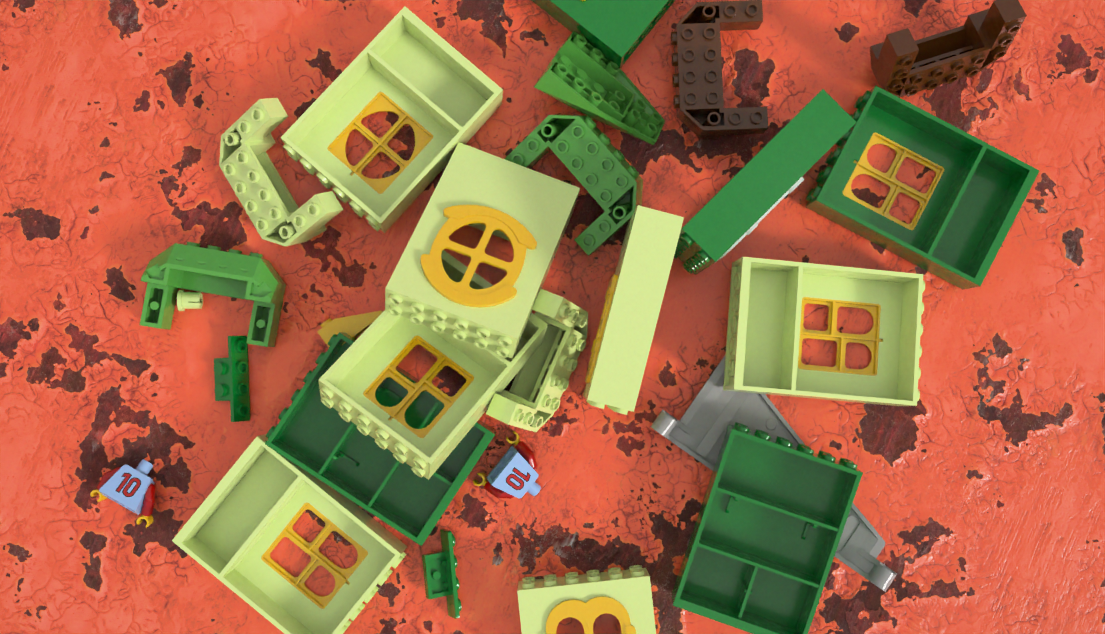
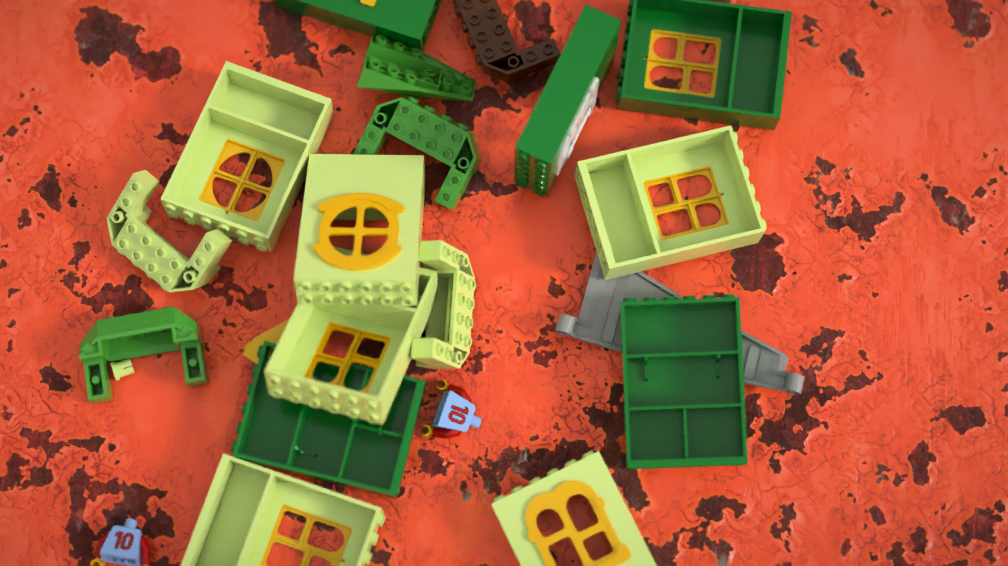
camera: 20 degrees left, 10 degrees down
(233, 378) = (182, 422): green bracket -> none
(441, 575) = (422, 522): green bracket -> none
(631, 310) = (500, 236): yellowish green panel -> none

